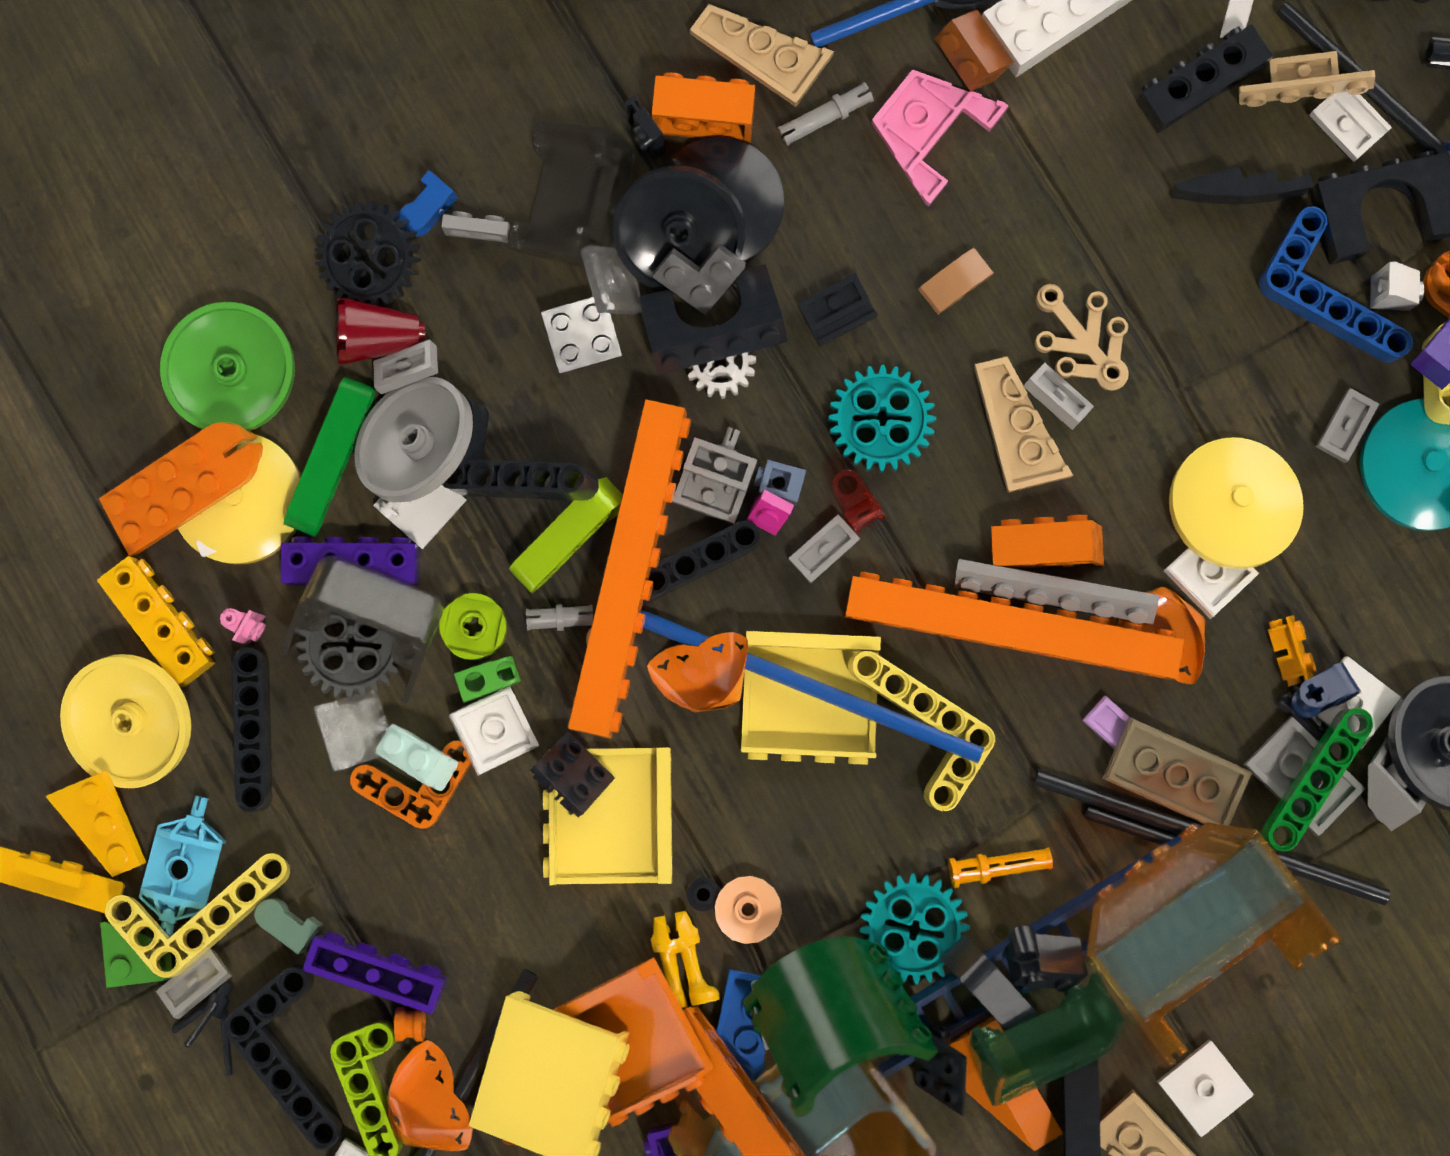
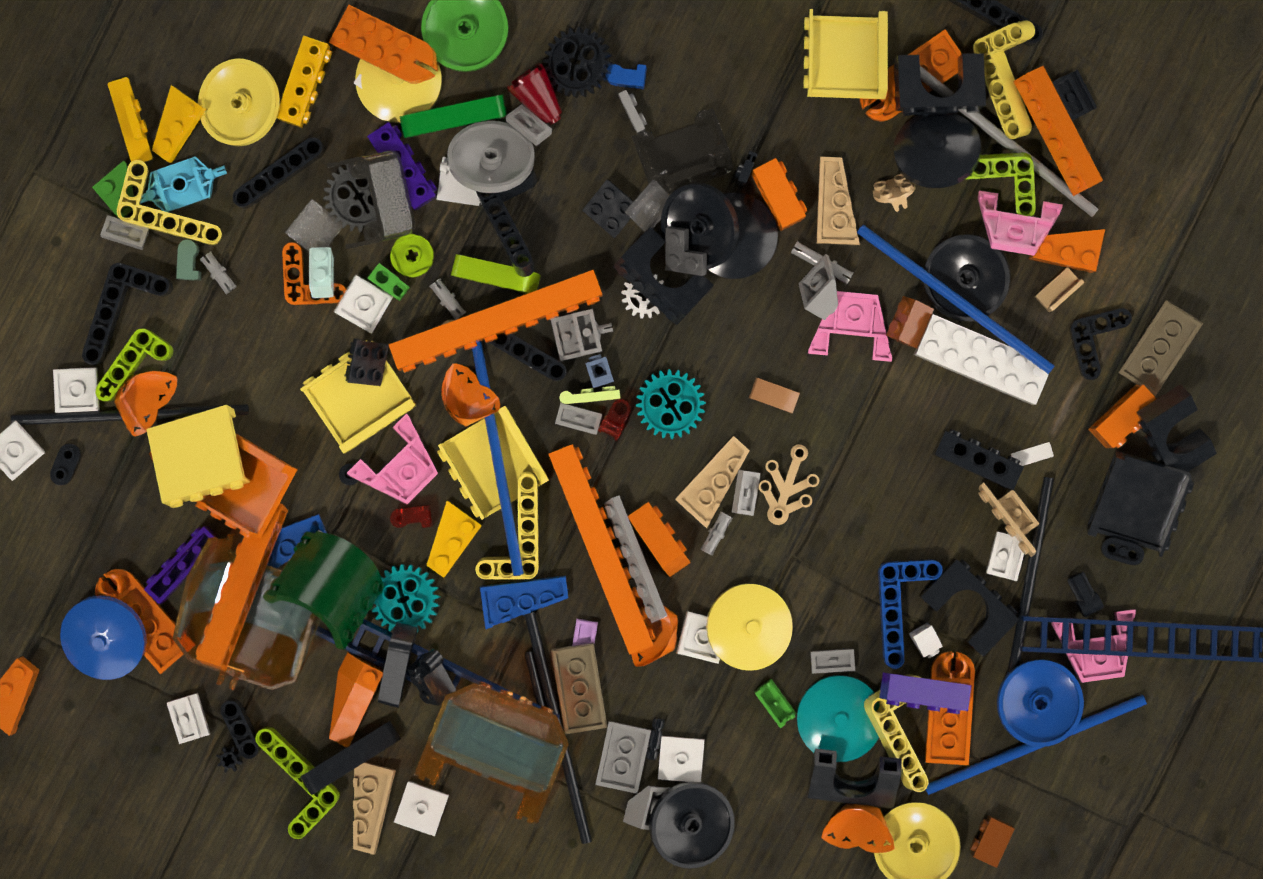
camera: 55 degrees right, 5 degrees up
(215, 1007) = (119, 252): black plant -> none
(245, 625) = (331, 131): bright pink hinge -> none
(328, 894) = (218, 273): none -> light grey pin
(374, 973) = (193, 326): dark purple brick -> none
(409, 1024) = (178, 362): orange wheel -> none
(661, 943) = (316, 482): yellow piece -> none
(748, 927) = (345, 503): light nougat dish -> none
(749, 816) = (405, 472): none -> bright pink wing
(769, 512) = (577, 376): dark pink bracket -> none
(803, 515) = (589, 395): none -> yellowish green plate
(804, 859) = (404, 516): none -> clear red leg
(837, 310) = (715, 340): black plate -> none
(858, 131) = (819, 289): none -> light grey slope
(874, 815) = (451, 539): none -> yellow wing
(944, 1073) = (338, 661): black hinge -> none
(981, 866) = (485, 643): light orange pin -> none
(1006, 782) = (518, 598): none -> blue wing
(1049, 1044) = (386, 707): clear green windscreen -> none
(1086, 468) = (716, 533): none -> light grey pin
(1230, 188) = (924, 513): black slope -> none
(1290, 637) = (683, 715): light orange hinge -> none
(1328, 690) = (678, 739): dark blue piece -> none
(1331, 772) = (614, 757): green beam -> none
(1356, 534) = (775, 703): none -> bright green hinge

